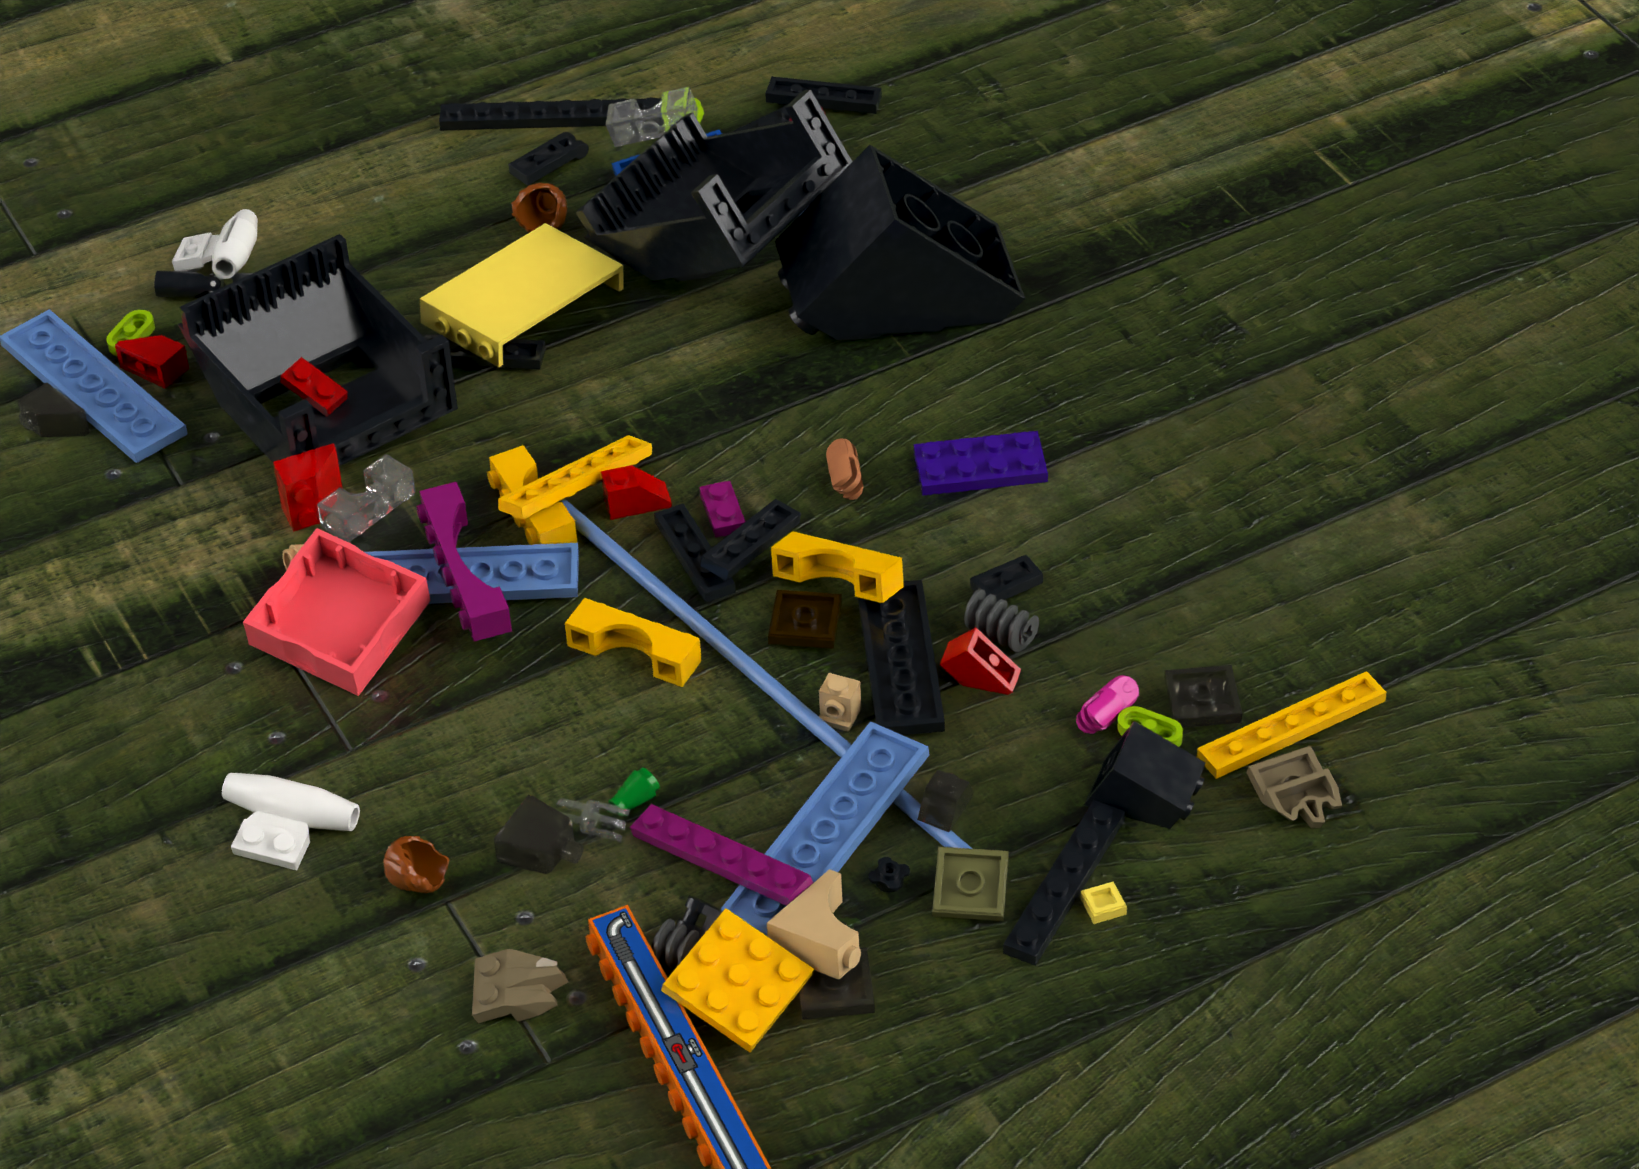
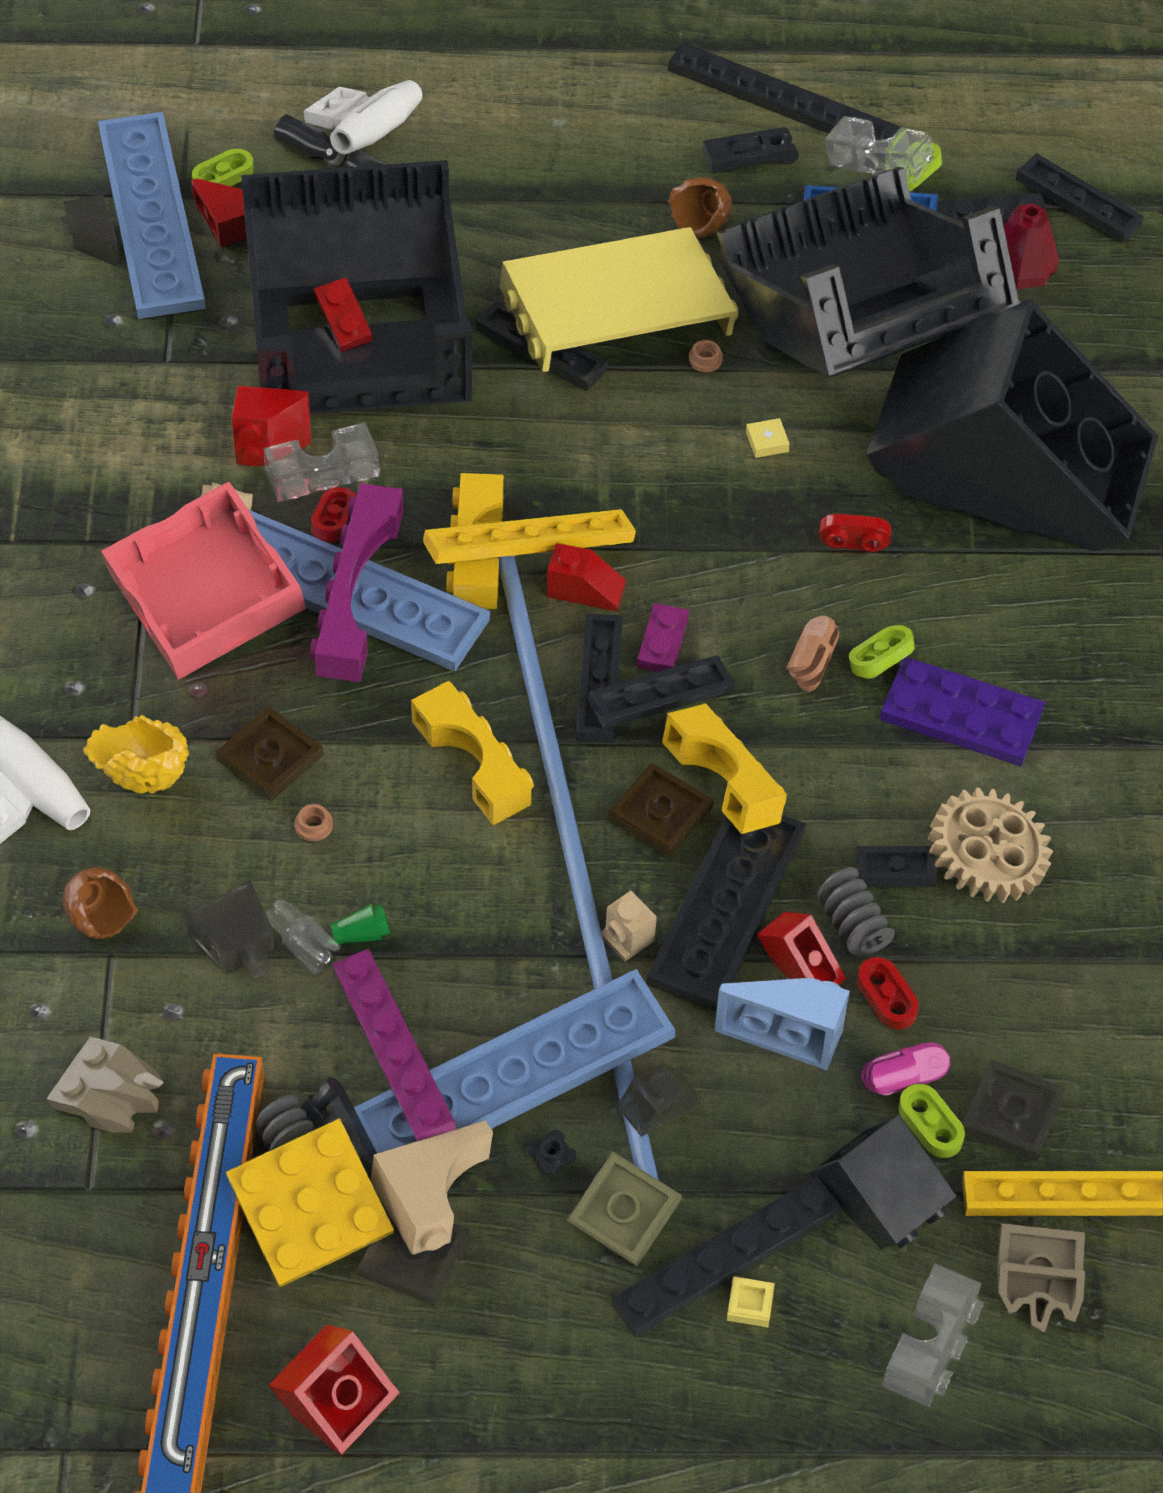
camera: 25 degrees right, 10 degrees up
(375, 749) = (139, 754): none -> yellow piece
(405, 528) = (331, 514): none -> red plate
(474, 710) = (269, 753): none -> dark brown plate
(543, 741) = (313, 814): none -> nougat plate
(616, 308) = (705, 356): none -> nougat plate
(703, 345) = (767, 438): none -> light yellow tile
(818, 378) = (855, 532): none -> red plate
(840, 1094) = (334, 1387): none -> red slope
(894, 447) = (881, 651): none -> lime plate
(1001, 705) = (785, 1016): none -> light blue slope
(1059, 663) = (889, 996): none -> red plate
(1065, 536) = (990, 845): none -> tan gear
(1253, 882) = (920, 1366): none -> clear arch

